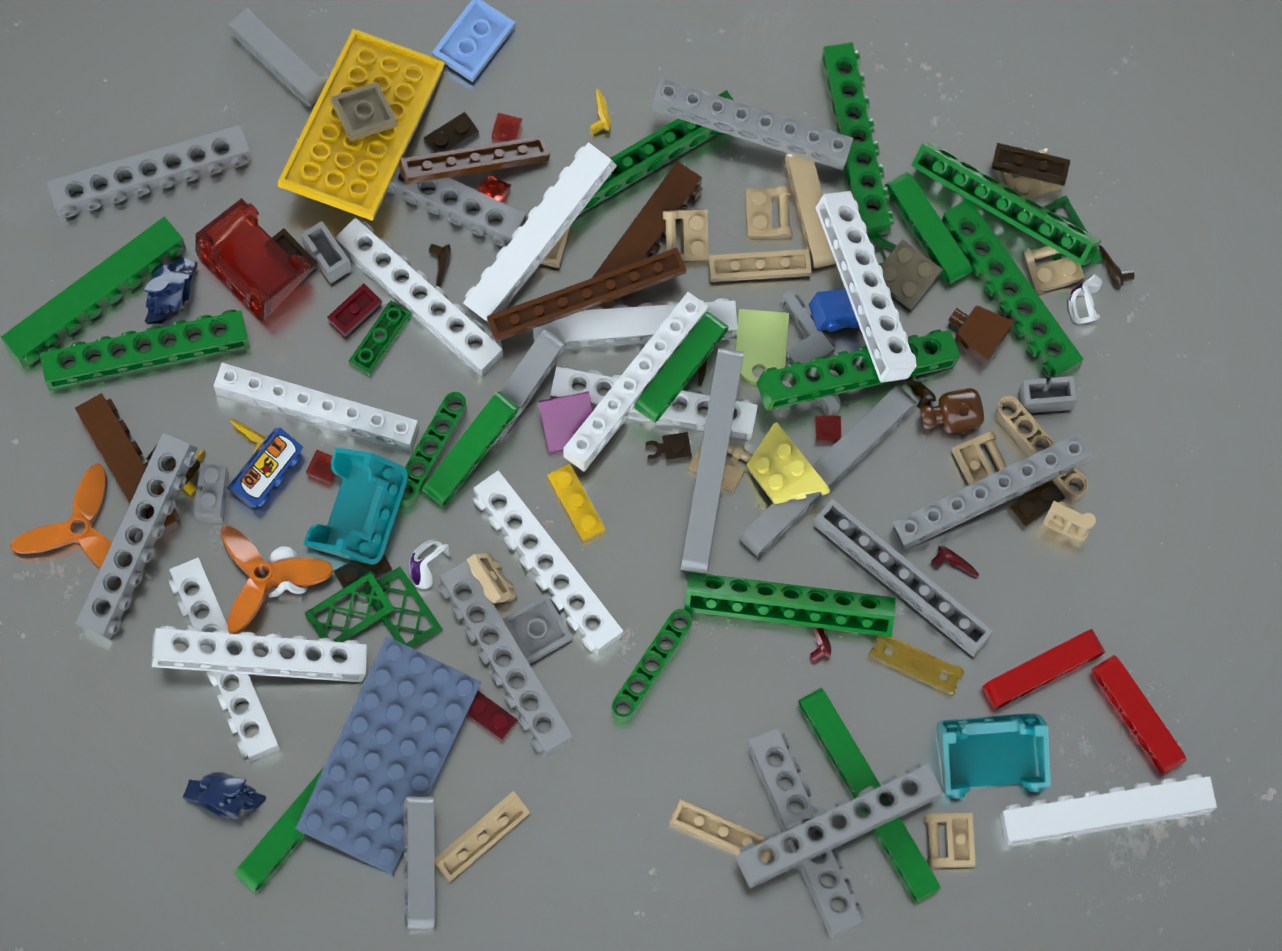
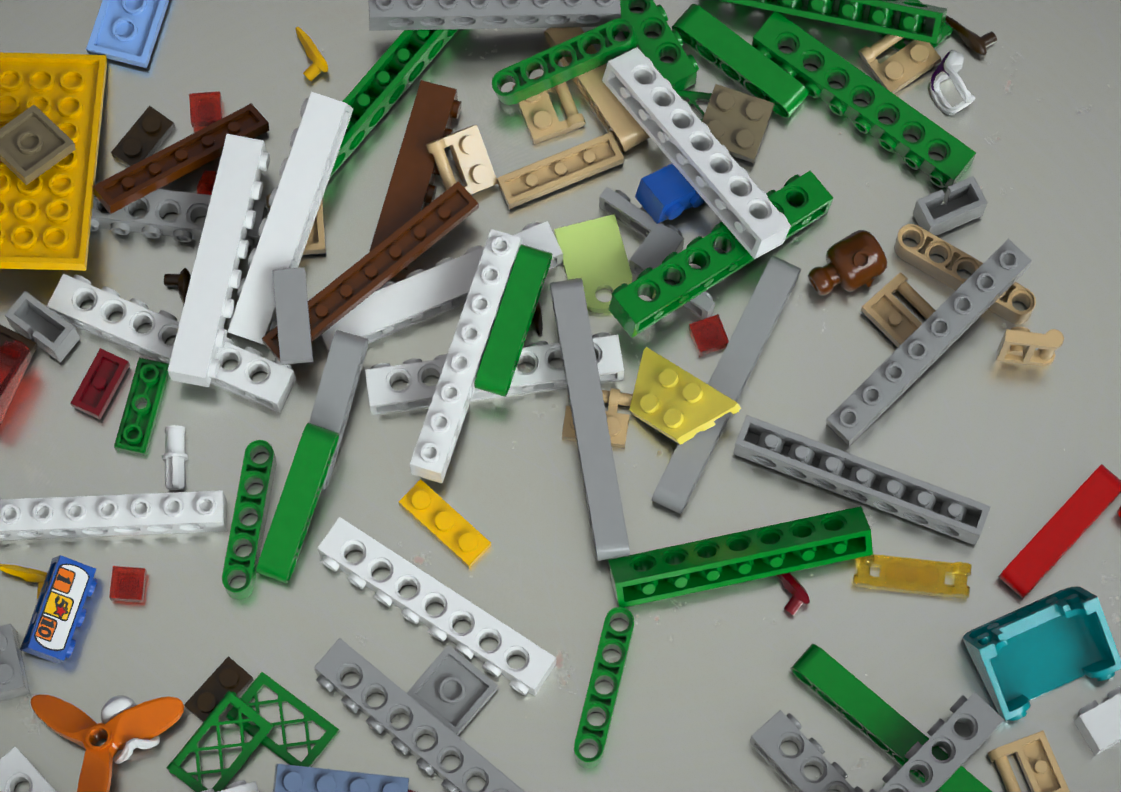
camera: 15 degrees left, 0 degrees up
(362, 508) = (193, 617): teal windscreen -> none
(391, 384) = (174, 457): none -> white axle
(419, 571) = (286, 669): white piece -> none
(474, 247) = (218, 260): none -> white brick
(491, 578) = (379, 650): tan plate -> none
(515, 307) = (292, 316): none -> light grey tile
(563, 416) = (395, 426): magenta tile -> none
(674, 448) = (536, 417): dark brown plate -> none
(780, 177) = (548, 61): none -> green beam
(919, 387) = (810, 256): dark brown bar -> none
(954, 559) = (912, 437): dark red bar -> none
(980, 332) = (844, 161): reddish brown torso -> none
(1036, 503) = (981, 339): dark brown plate -> none

